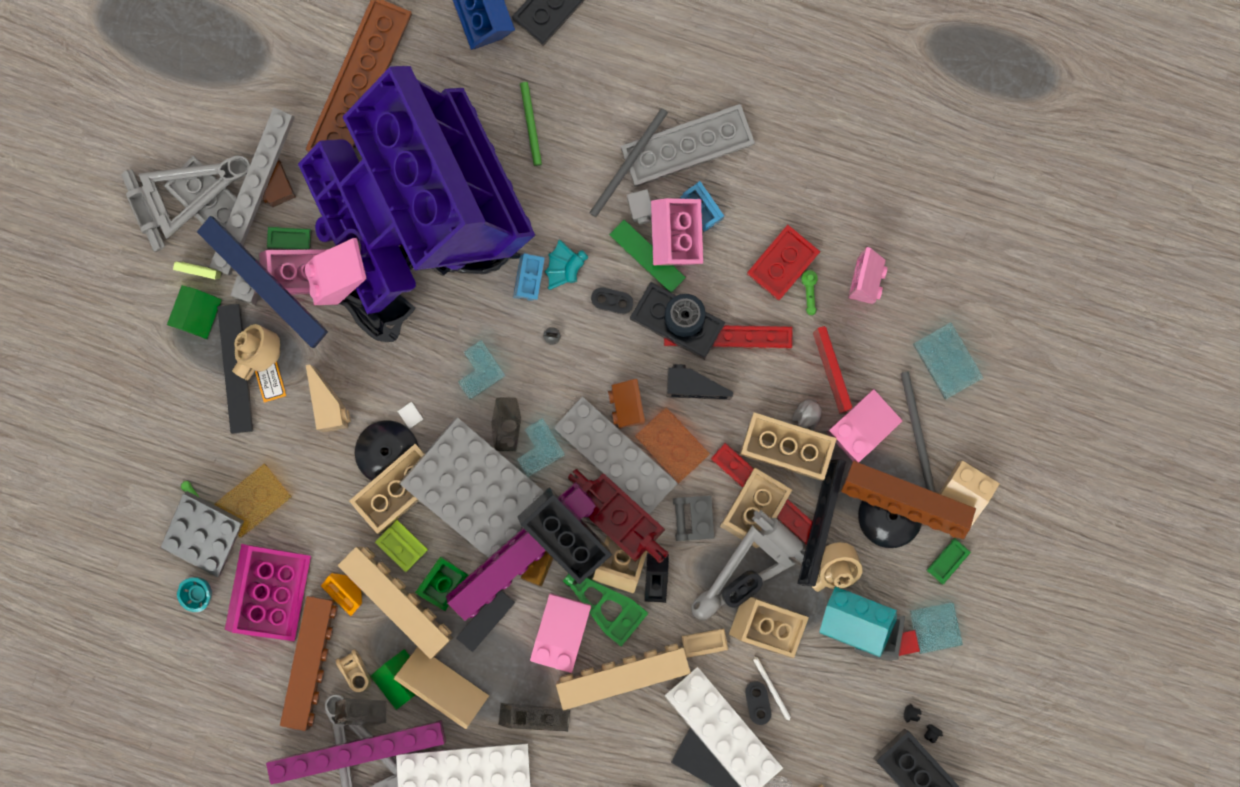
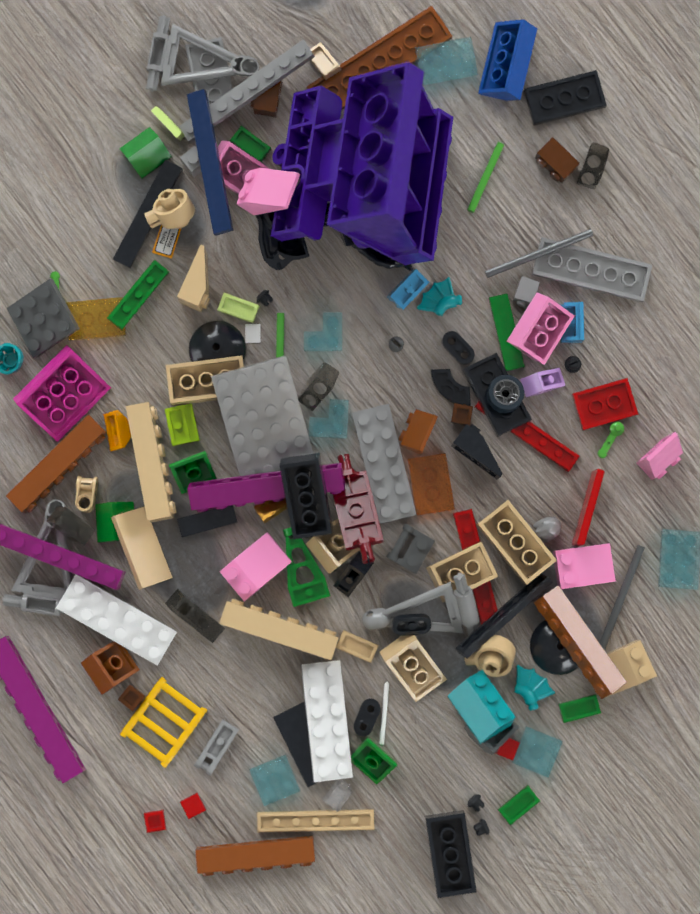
camera: 35 degrees right, 0 degrees up
(277, 451) = (138, 295): none -> green tile
(306, 114) = (324, 61): none -> tan tile
(380, 400) = (238, 308): none -> yellowish green tile
(398, 374) = (263, 297): none -> black piece
(421, 38) = (447, 61): none -> clear light blue plate
(437, 400) = (280, 335): none -> bright green bar
(586, 64) = (556, 160): none -> reddish brown brick
(626, 30) = (600, 151): none -> clear smoke piece
(630, 344) = (450, 388): none -> black tile
(657, 361) = (461, 414): none -> reddish brown plate
(712, 280) = (542, 382): none -> lavender slope
(728, 245) = (573, 364): none -> black piece
(791, 739) = (373, 760): none -> green slope
(891, 571) = (531, 687): none -> teal arm
(952, 688) = (519, 805): none -> green tile

